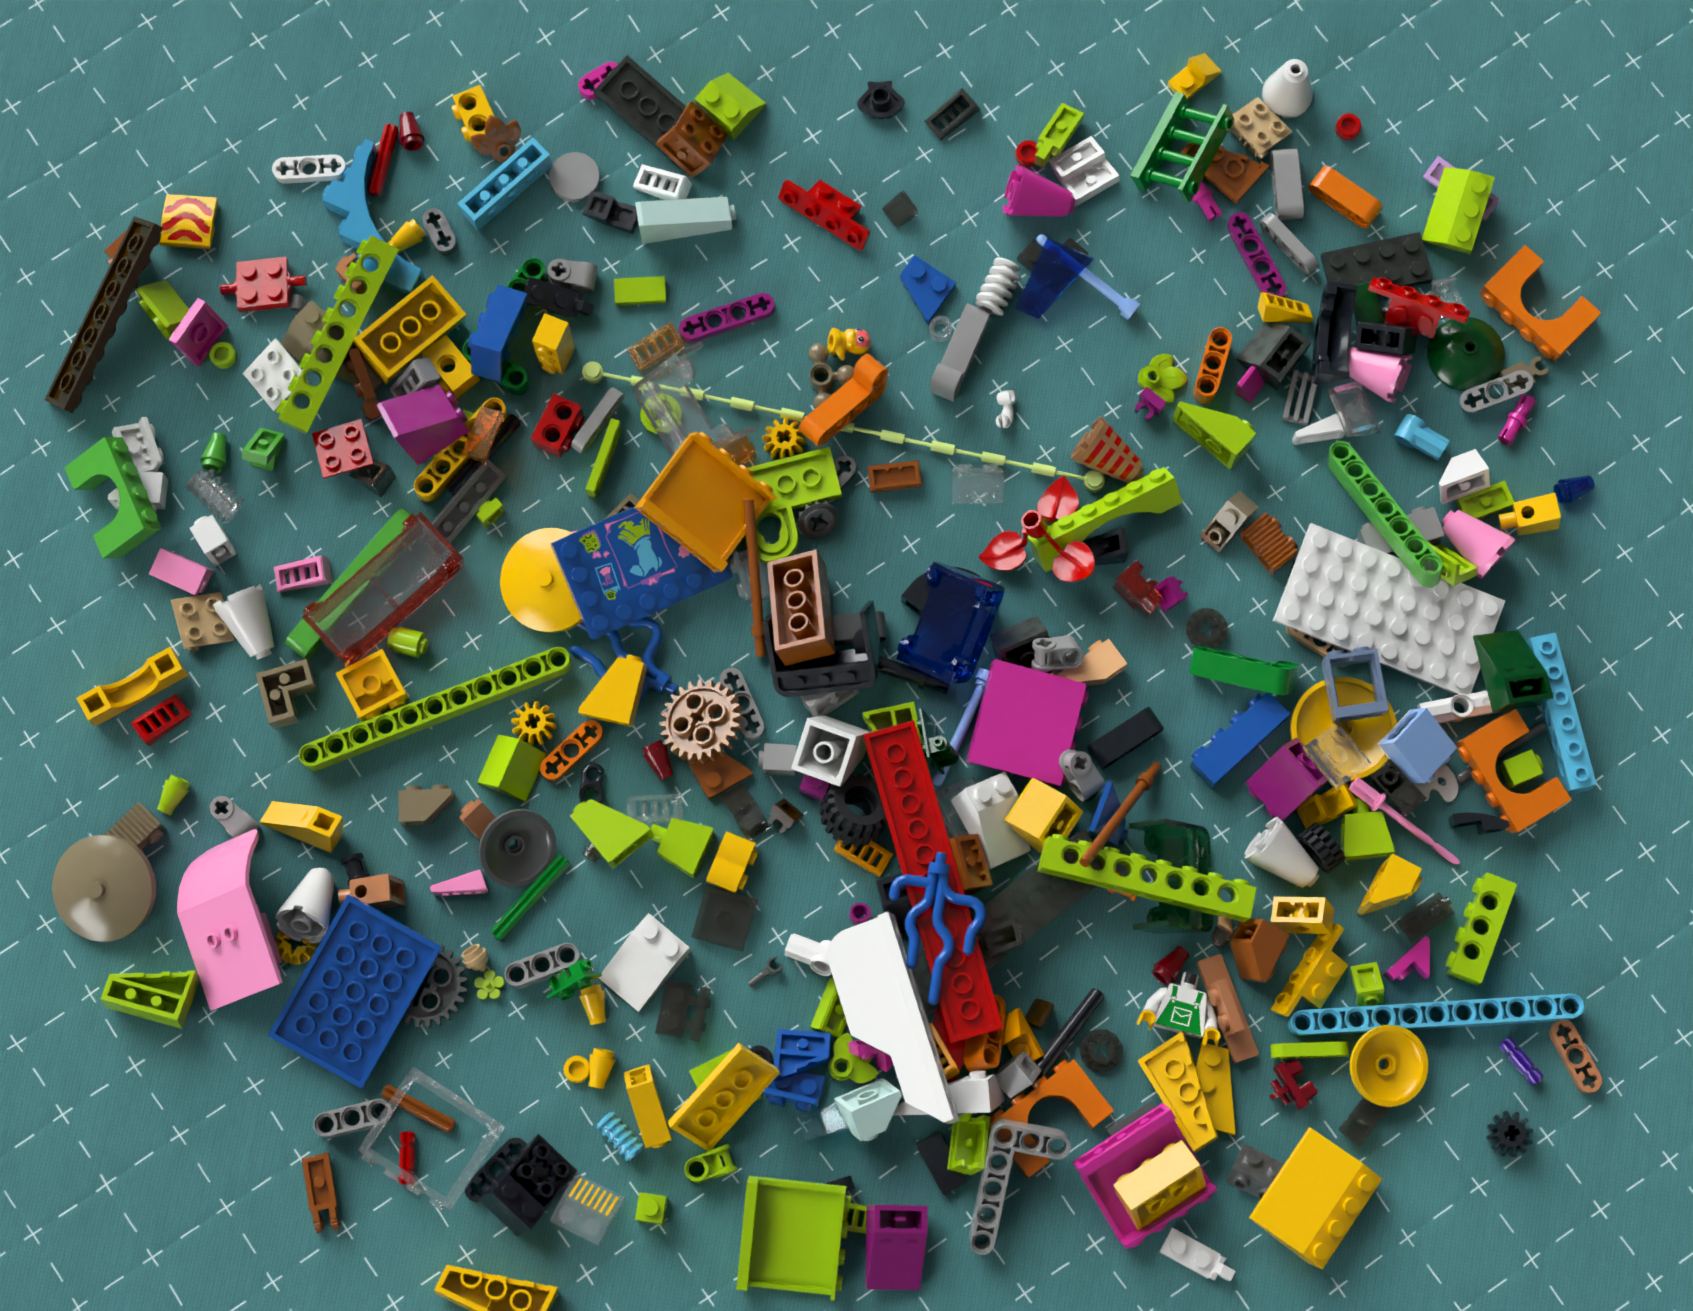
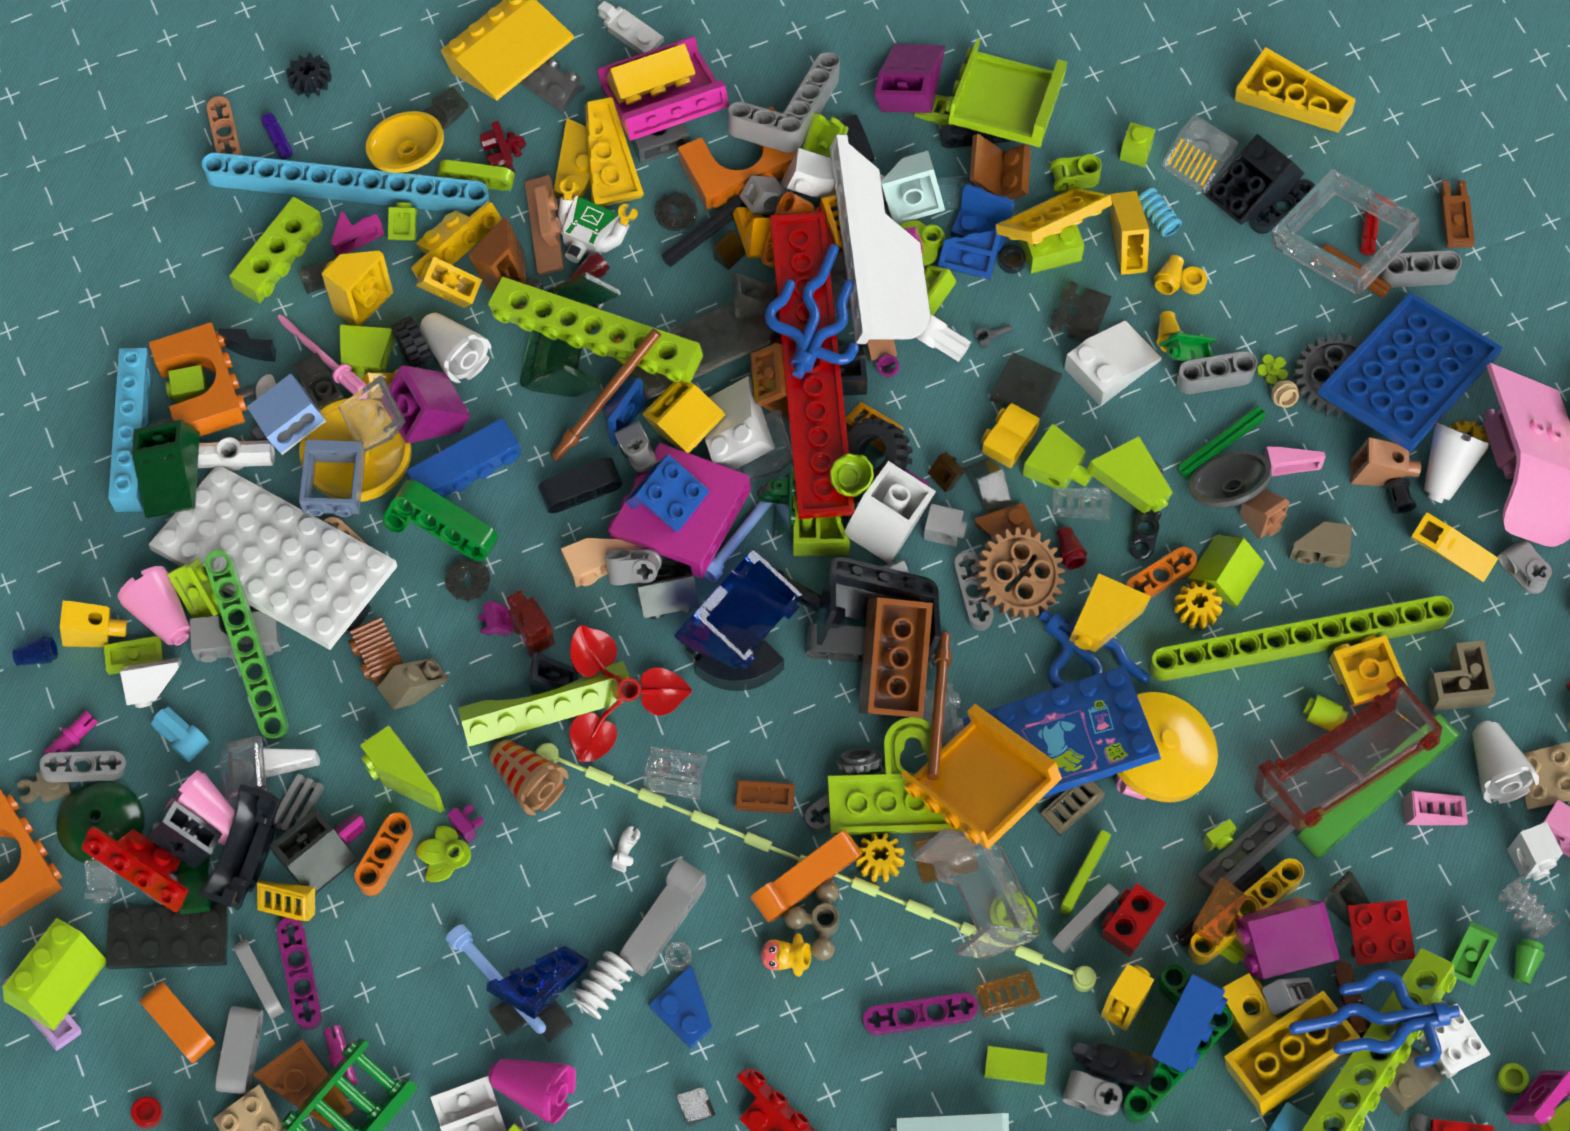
camera: 170 degrees left, 10 degrees down
(304, 361) = (1414, 1016): none -> blue plant
(786, 1149) = (1000, 170): none -> dark orange bracket
(870, 758) = (851, 475): none -> lime hair
(1040, 723) = (669, 493): none -> blue bracket

